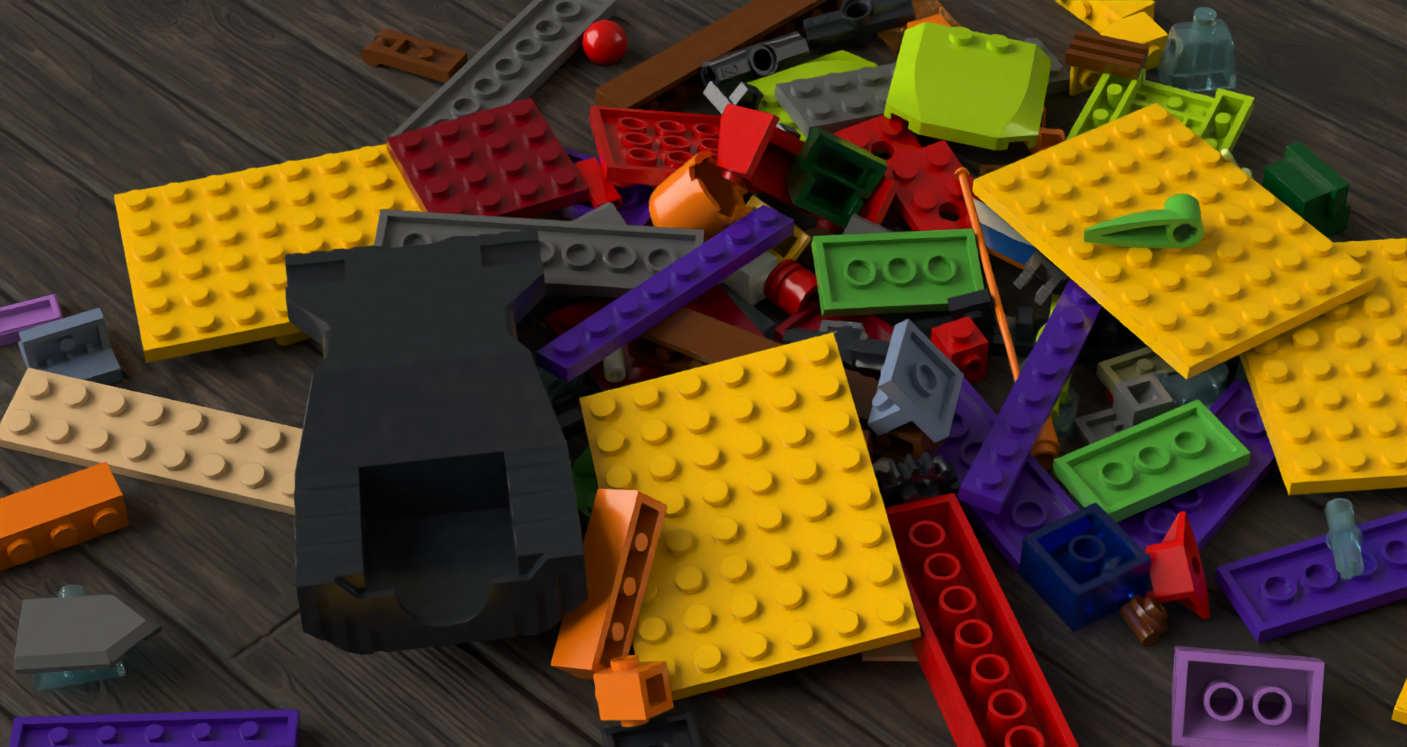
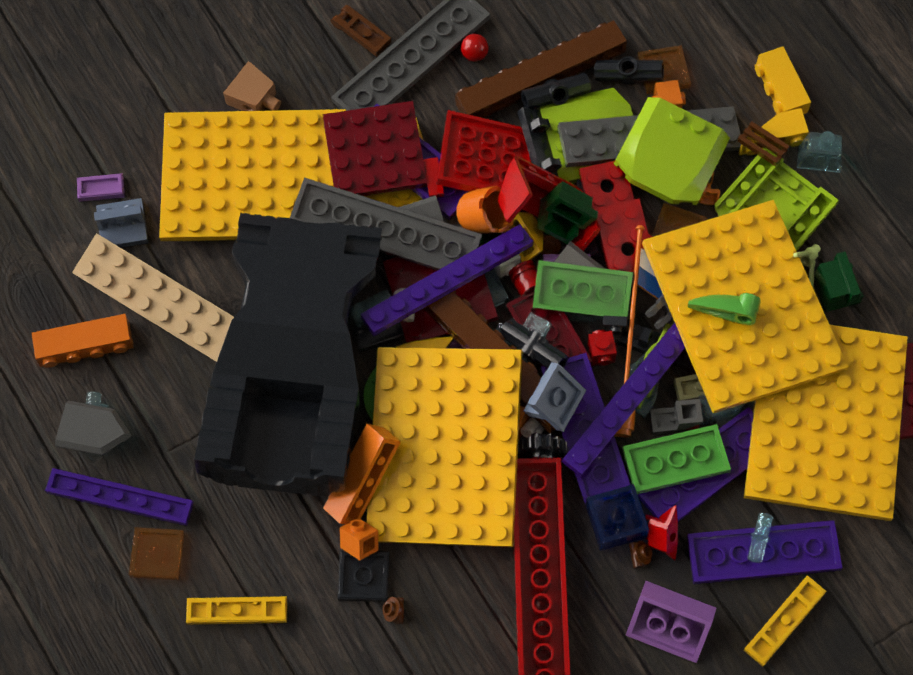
camera: 15 degrees right, 25 degrees up
(253, 144) = (251, 91): none -> medium nougat torso

